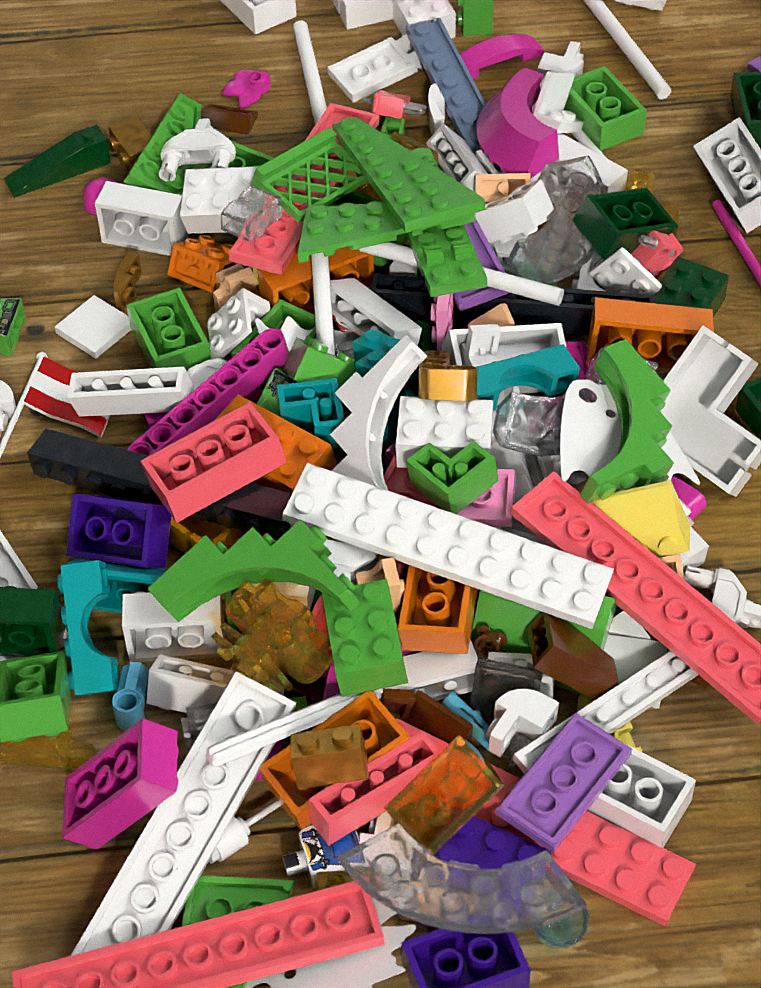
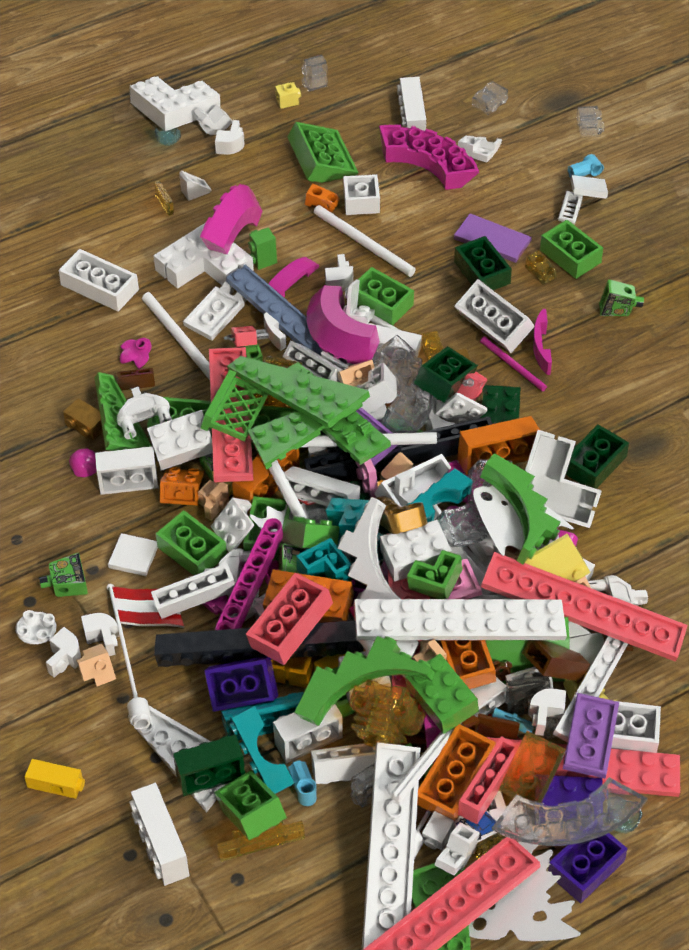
camera: 25 degrees left, 0 degrees up
(68, 158) = (39, 445): dark green wedge -> none
(120, 784) = (340, 836): dark pink brick -> none
(126, 275) = (139, 521): pearl gold slope -> none
(251, 213) = (215, 445): clear brick -> none
(274, 834) = (437, 831): none -> white brick
(282, 873) = (458, 849): none -> white brick
(329, 756) = (460, 771): pearl gold brick -> none

